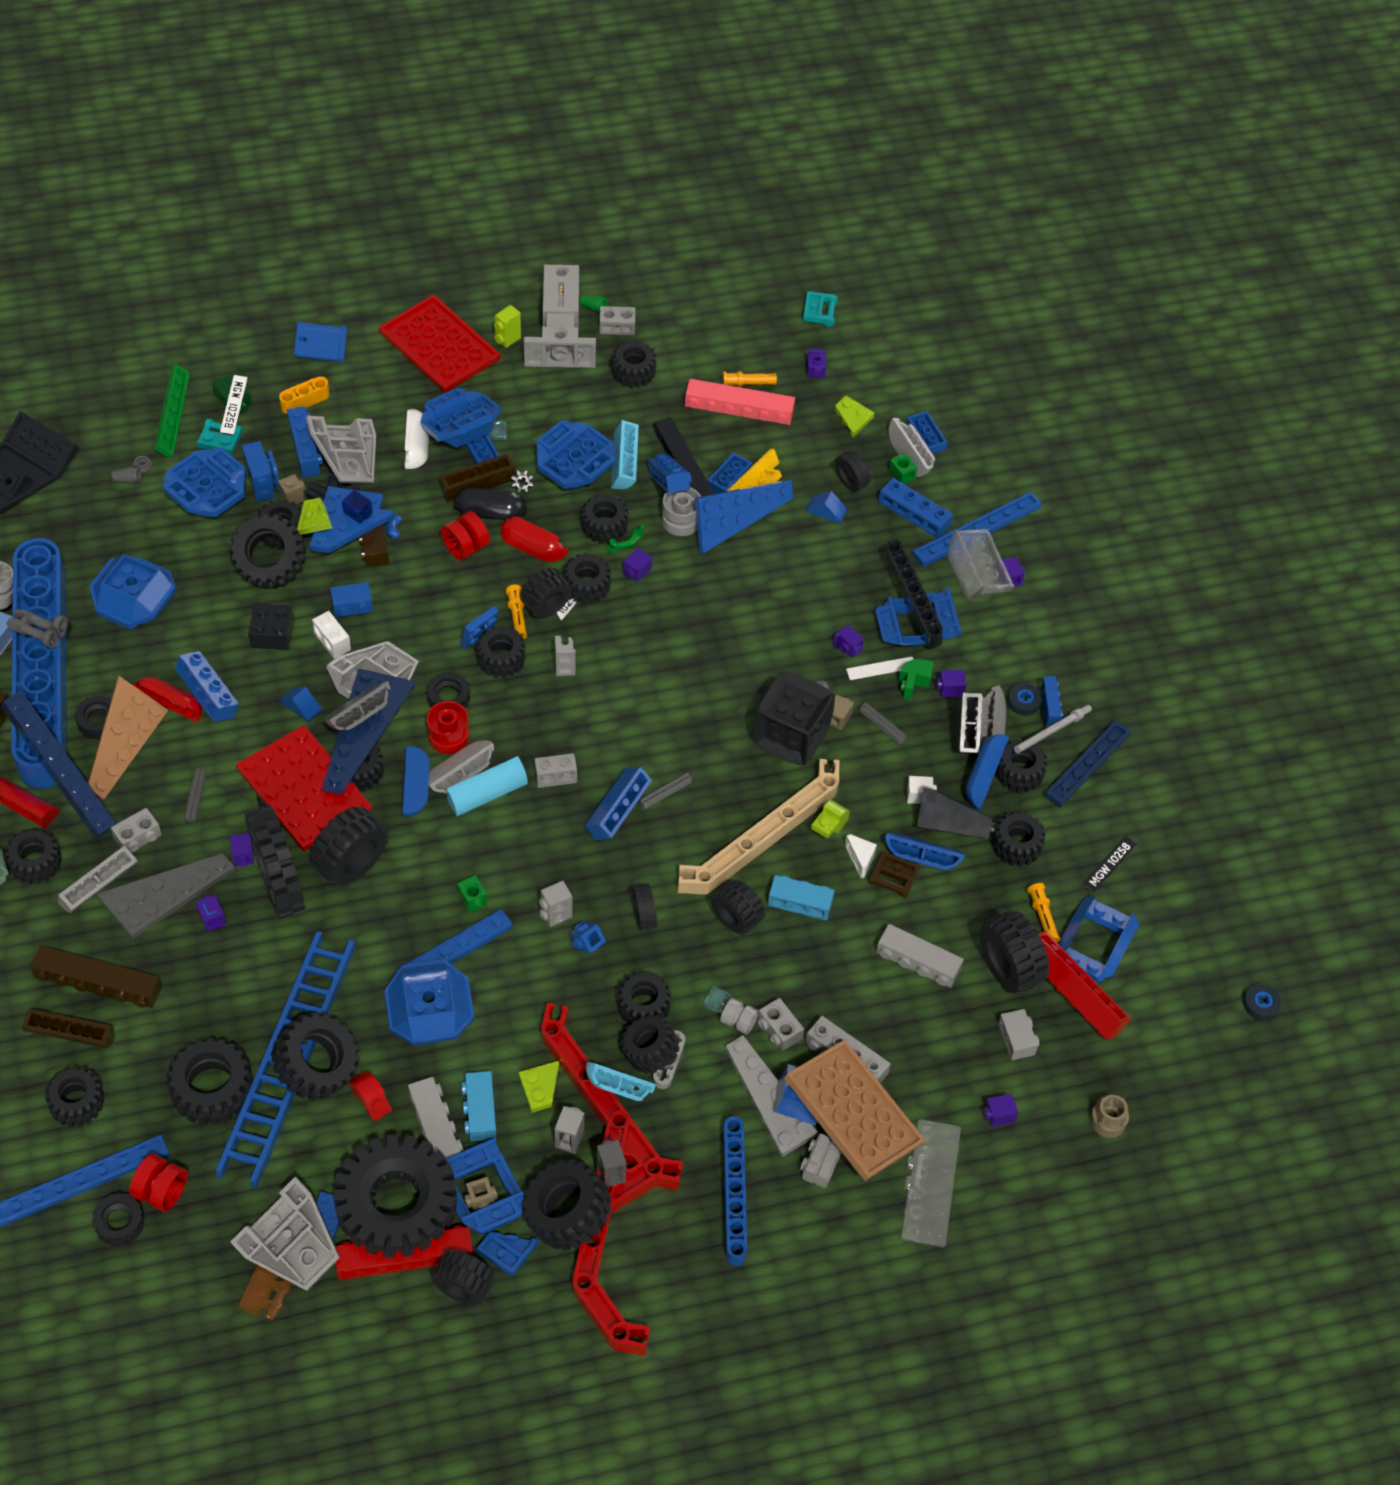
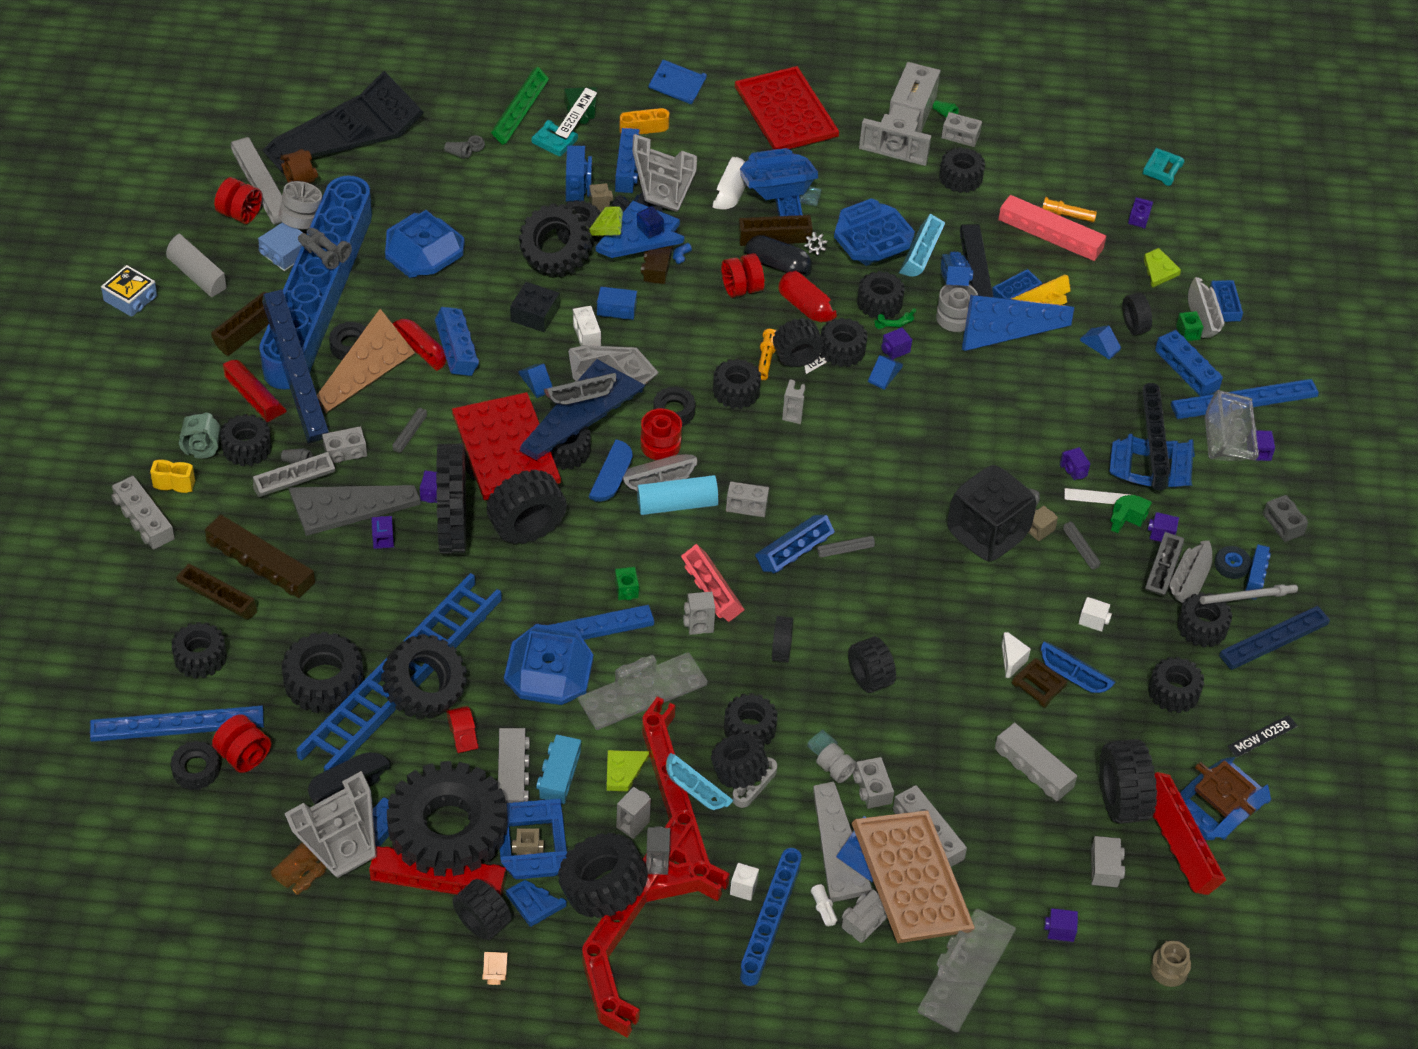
camera: 20 degrees right, 5 degrees down
(91, 858) = (295, 455): none -> dark grey cone
(206, 482) = (524, 171): blue piece -> none
(266, 1189) = (331, 780): none -> black brick
(479, 625) = (723, 353): blue plate -> none
(495, 1330) = (495, 967): none -> light nougat bracket
(507, 326) = (854, 108): lime brick -> none
(525, 998) = (639, 685): none -> clear bracket
(554, 867) = (710, 580): none -> coral brick
(587, 937) = (724, 652): blue brick -> none
(636, 597) = (884, 371): none -> blue slope
(698, 1164) = (744, 881): none -> white brick
(761, 835) = (924, 609): tan piece -> none
(779, 1162) = (824, 905): none -> white axle
(801, 897) = (939, 676): dark azure brick -> none
(831, 819) = (996, 614): lime brick -> none
(950, 815) = (1113, 642): black slope -> none
(985, 768) = (1165, 610): blue brick -> none
(1041, 905) = (1176, 752): light orange pin -> none
(1056, 640) = (1285, 518): none -> dark grey brick
(1100, 930) = (1225, 788): none -> reddish brown plate
(1266, 1010) = (1368, 915): black bush -> none

